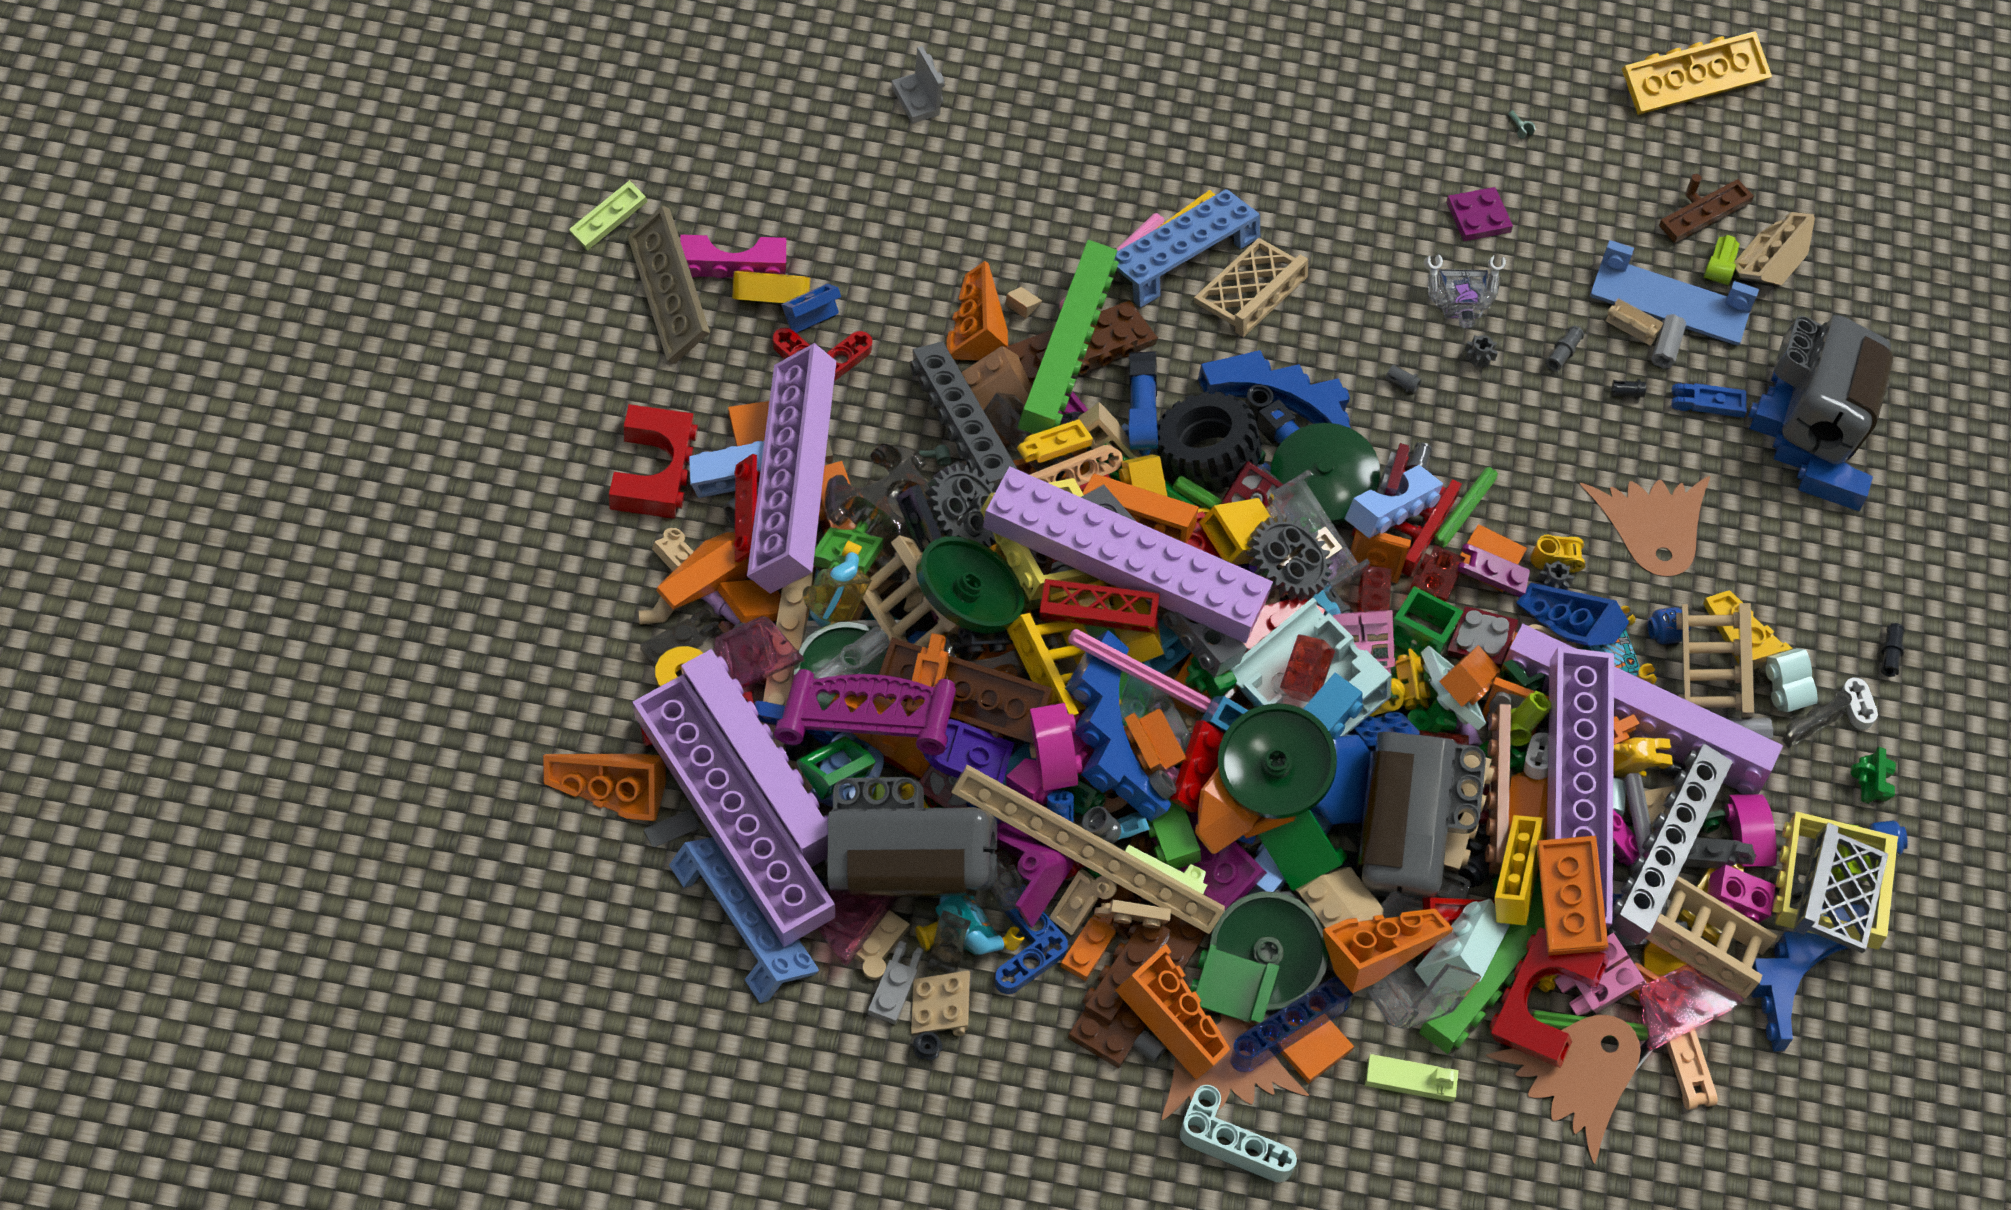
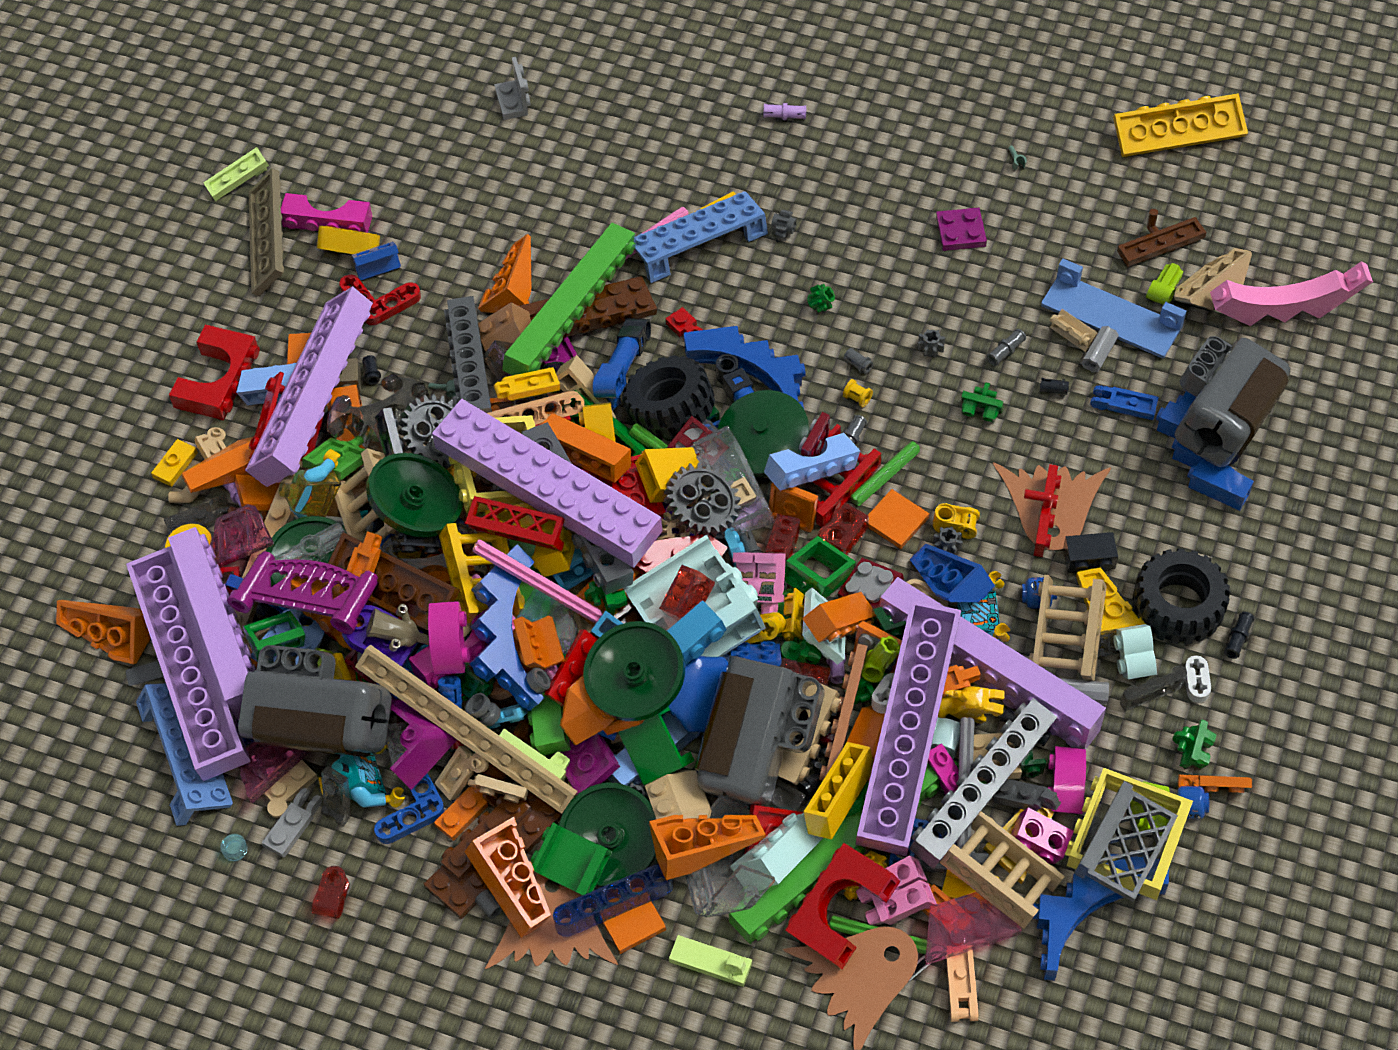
camera: 20 degrees right, 0 degrees up
(632, 575) = (174, 462): none -> yellow plate
(835, 1019) = (234, 847): none -> clear light blue tile
(842, 447) = (371, 375): none -> black pin
(930, 1039) = (299, 874): black plate -> none
(941, 1003) = (324, 844): tan hinge -> none
(967, 1060) = (331, 897): none -> clear red piece
(987, 744) = (395, 630): none -> dark tan piece
(1022, 301) = (553, 269): tan slope -> none
(1190, 352) = (682, 322): none -> red plate
(1239, 1138) = (543, 996): light aqua beam -> none
(1244, 89) = (784, 111): none -> lavender pin
(1268, 294) = (758, 281): tan fence -> none
(1279, 224) = (783, 223): none -> dark grey gear
(1344, 309) = (821, 298): none -> green gear
(1406, 410) = (857, 393): none -> yellow bush
(1463, 292) = (928, 292): clear torso -> none
(1495, 570) = (893, 529): hinge -> none
(1556, 411) = (991, 405): none -> green hips
(1572, 895) = (874, 818): orange tile -> none
(1655, 524) = (1049, 501): none -> red plate
(1713, 574) = (1090, 552): none -> black brick
(1841, 590) = (1190, 571): none -> black tyre
(1856, 270) = (1313, 296): none -> bright pink arch
(1903, 816) = (1212, 783): none -> orange hinge

